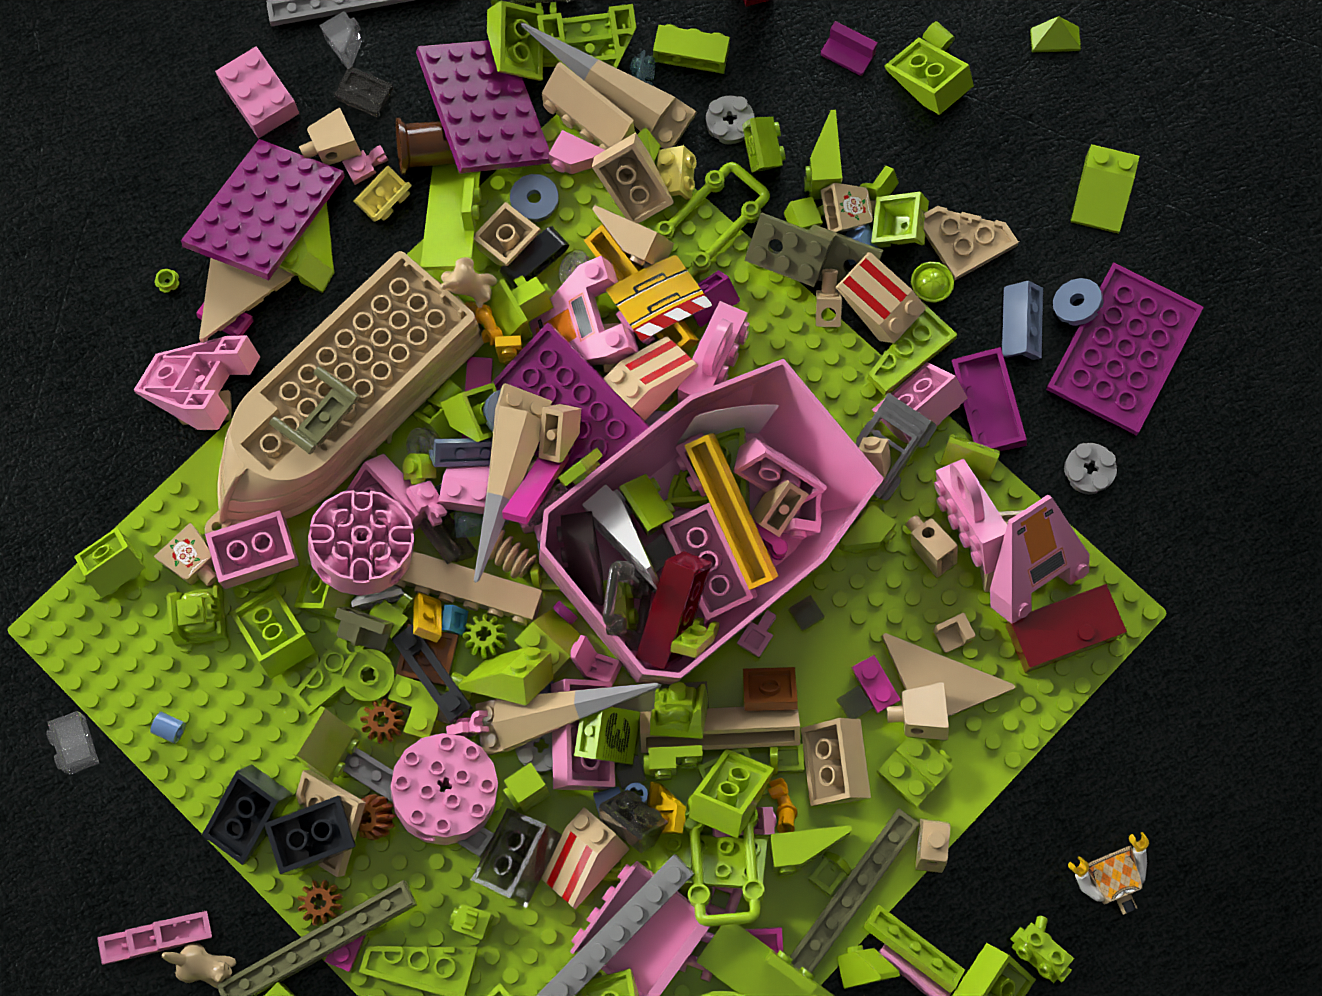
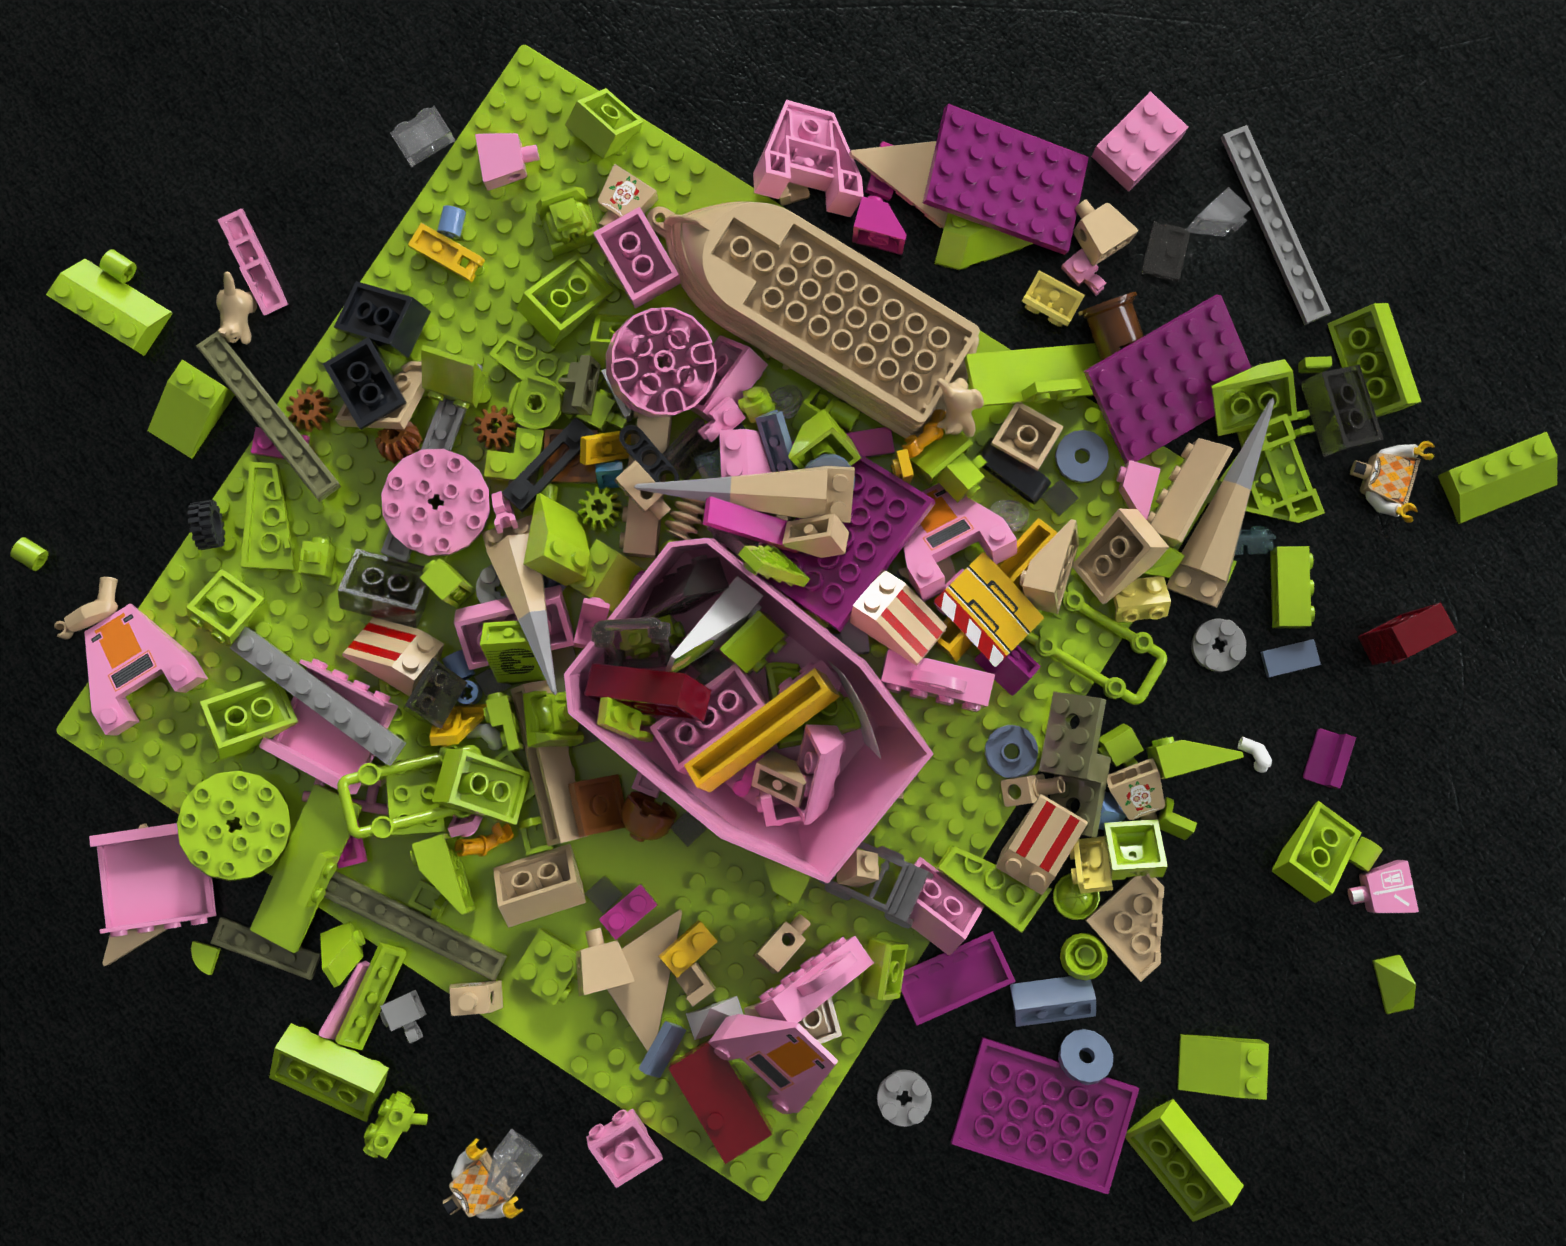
camera: 80 degrees right, 10 degrees up
(117, 664) = (503, 158): none -> bright pink torso
(162, 276) = (918, 98): lime plate -> none
(196, 739) = (445, 252): none -> yellow plate
(277, 329) = (878, 226): none -> dark pink slope
(323, 418) = (776, 293): olive plate -> none
(436, 574) = (644, 447): none -> black beam
(470, 594) = (636, 475): none -> tan torso
(568, 224) = (1059, 498): none -> clear smoke tile
(681, 783) = (489, 734): none -> white arm
(753, 63) = (1290, 658): none -> sand blue tile
(763, 144) = (1191, 686): lime slope -> none
(786, 324) = (995, 751): none -> sand blue tile
(790, 647) = (646, 818): none -> dark orange cylinder
(833, 104) = (1259, 752): none -> white arm
(909, 260) = (1092, 865): none -> light yellow bracket
(920, 633) = (687, 949): none -> yellow plate
(935, 920) = (404, 1012): none -> light grey brick
(972, 25) = (1386, 889): none -> bright pink torso
(987, 287) = (1083, 956): none -> lime hat
(988, 624) = (709, 1018): none -> white slope
(1011, 674) = (662, 1049): none -> sand blue tile
(1096, 836) = (511, 1164): none -> clear slope
(1097, 730) = (623, 1147): none -> bright pink plate
(1183, 238) = (1184, 1161): none -> lime slope

